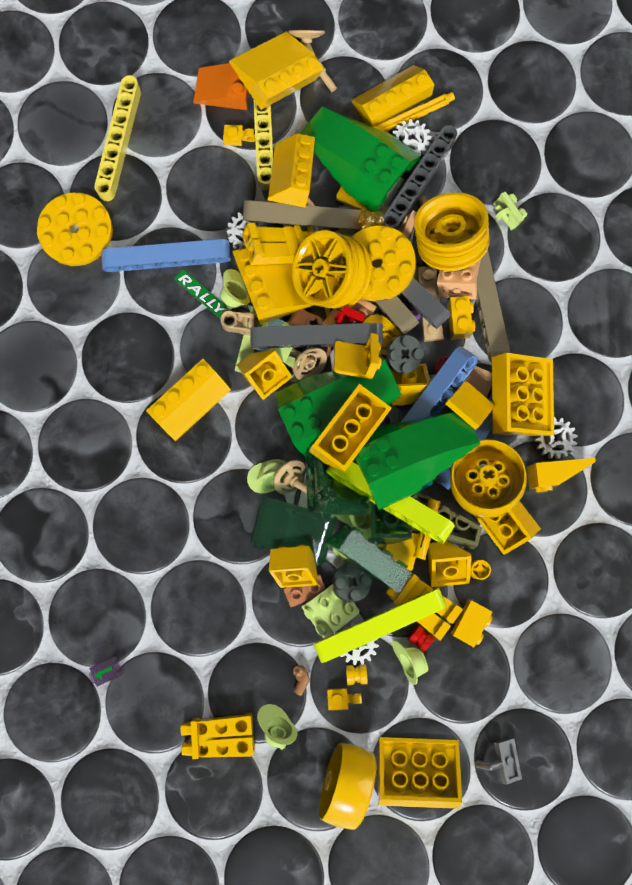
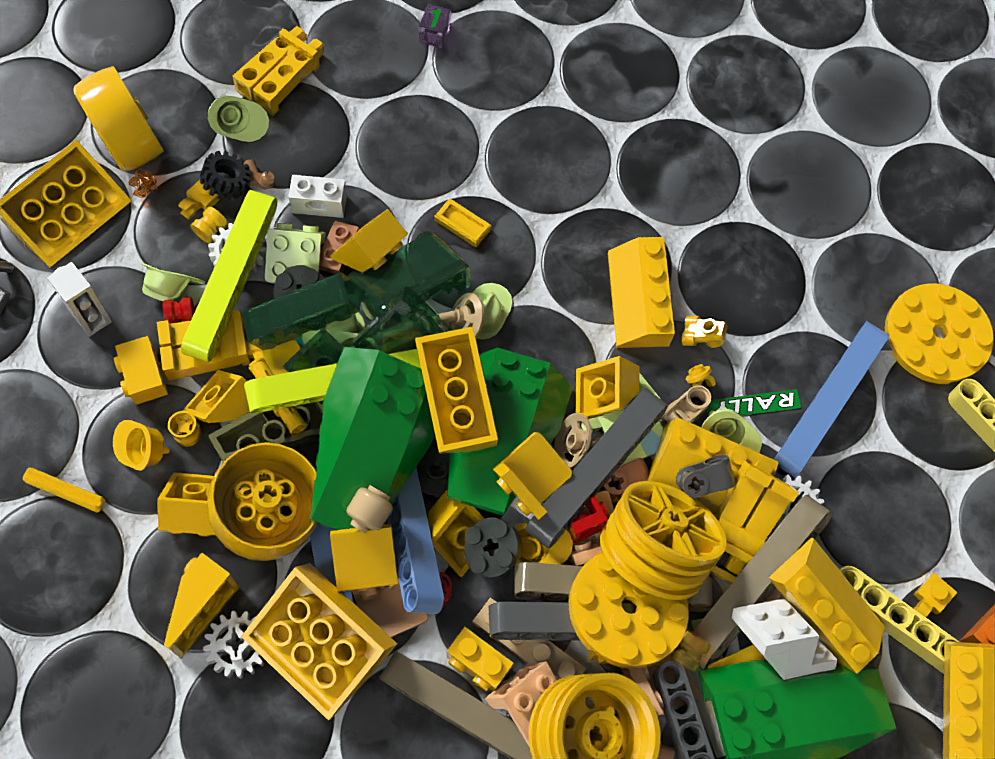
camera: 125 degrees right, 15 degrees down
(185, 353) = (701, 331): none -> yellow plate
(212, 332) = (699, 374): none -> yellow plate
(227, 535) = (462, 222): none -> yellow tile
(276, 275) = (711, 476): none -> dark grey piece
(285, 630) = (317, 196): none -> white brick
(329, 181) = (784, 638): none -> white bracket
(331, 695) = (225, 186): none -> black tyre
(362, 739) = (145, 181): none -> clear orange plate
(452, 415) = (369, 509): none -> tan head
(469, 692) = (79, 298): none -> white brick
(509, 582) = (138, 445): none -> yellow piece
(563, 601) = (64, 489): none -> yellow axle

